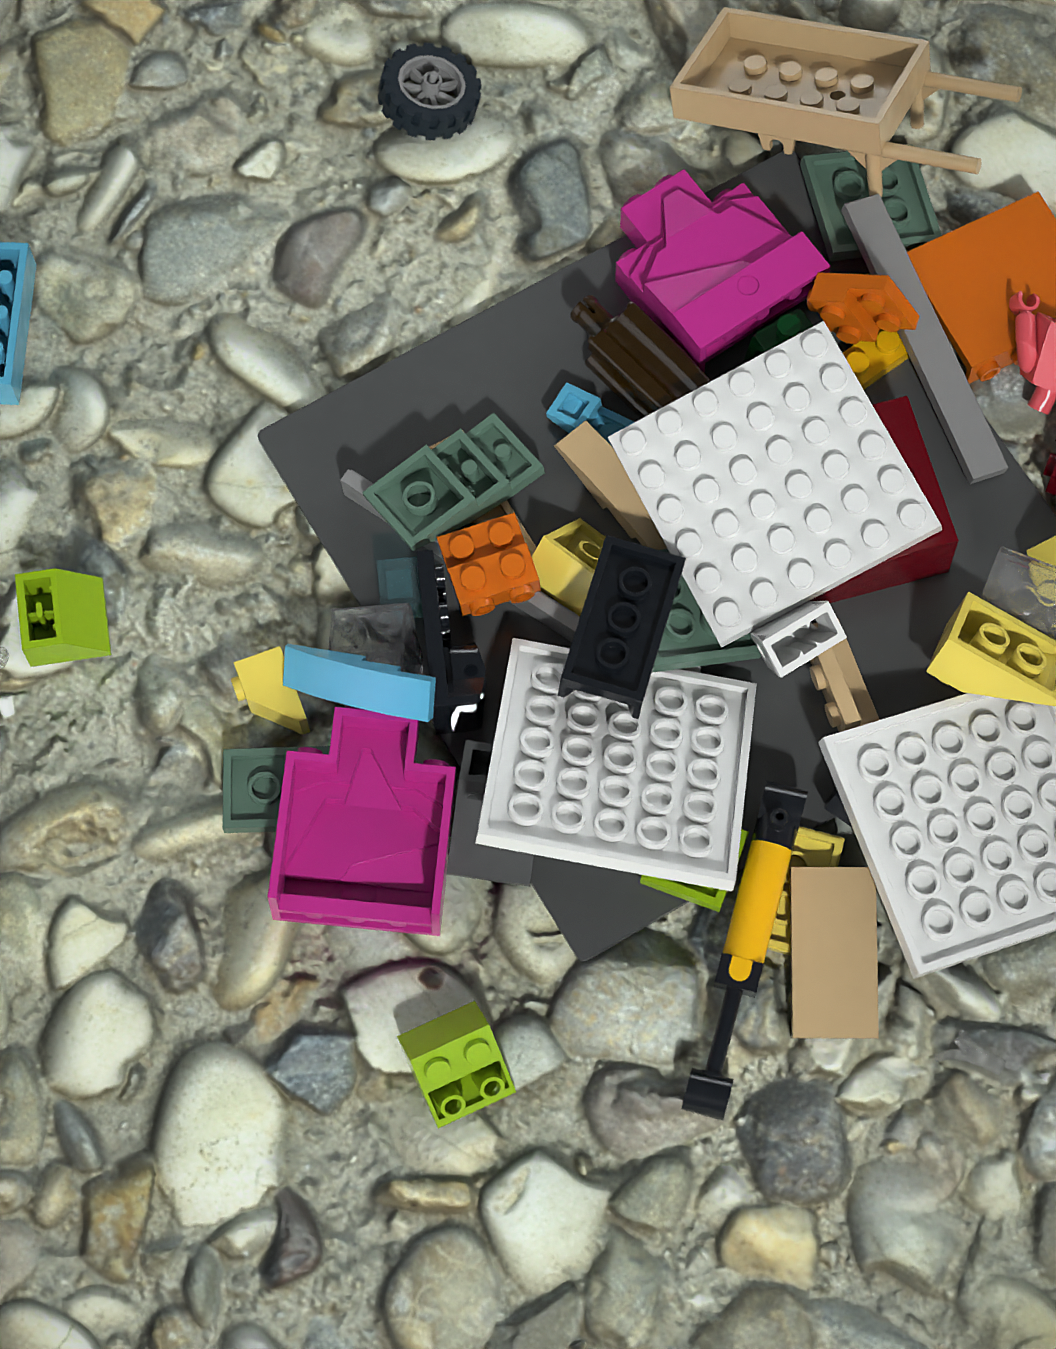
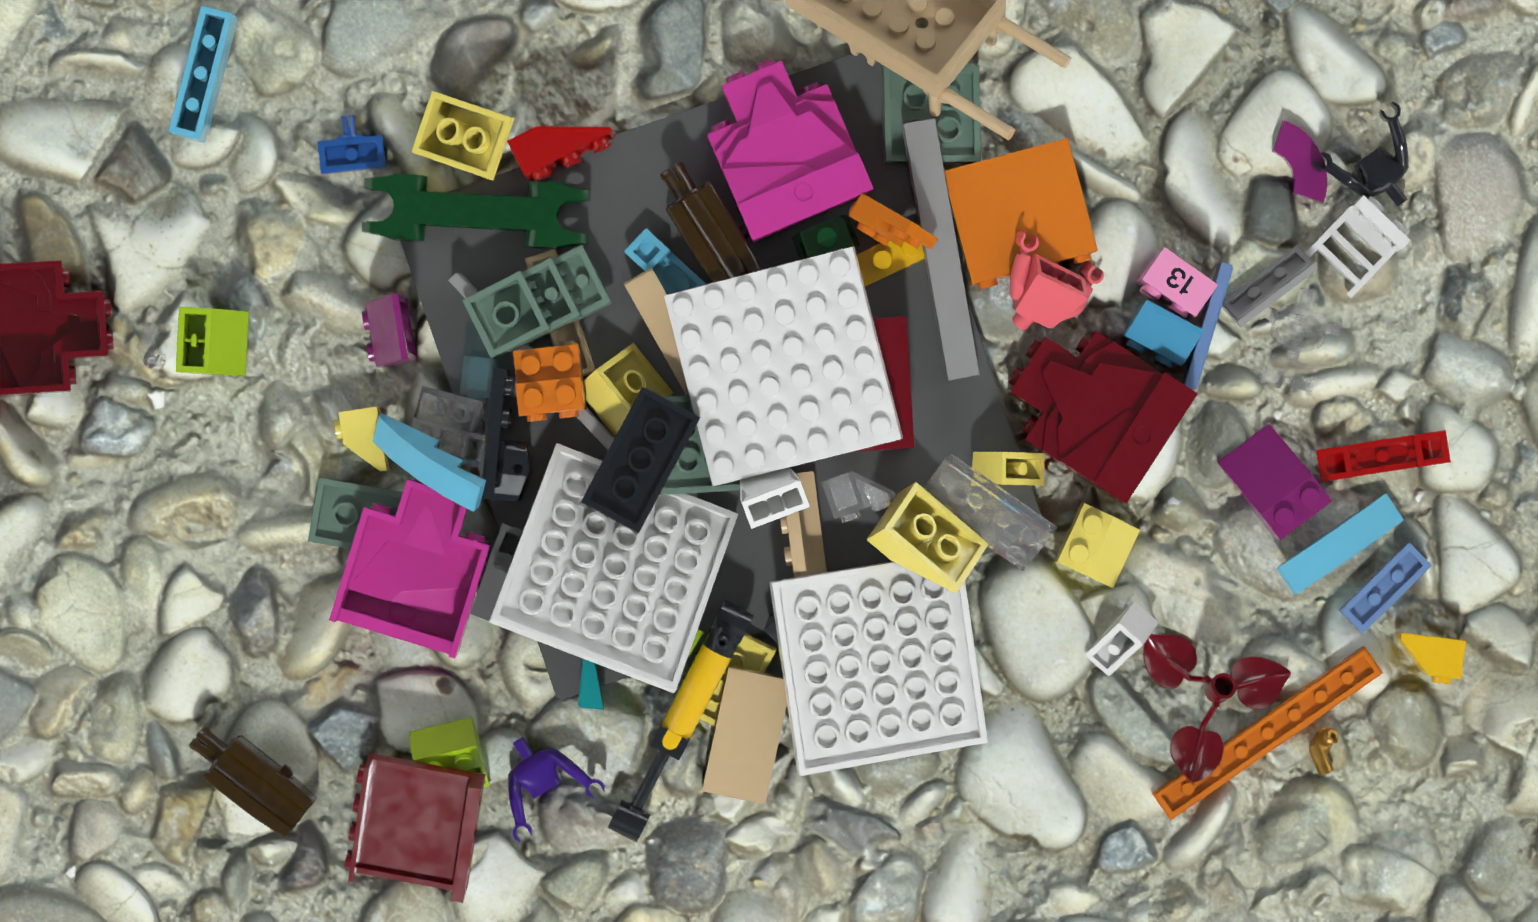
camera: 15 degrees right, 20 degrees up
(196, 377) = (351, 151): none -> blue plate
(206, 1141) = (254, 781): none -> dark brown piece
(280, 555) = (390, 331): none -> magenta slope
(325, 320) = (462, 135): none -> light yellow slope
(356, 406) = (418, 208): none -> dark green piece
(429, 1149) = (415, 823): none -> dark red panel
(442, 307) = (549, 147): none -> red slope
(578, 1061) = (537, 775): none -> dark purple piece
(621, 934) = (590, 690): none -> teal slope
(895, 622) = (853, 492): none -> clear slope

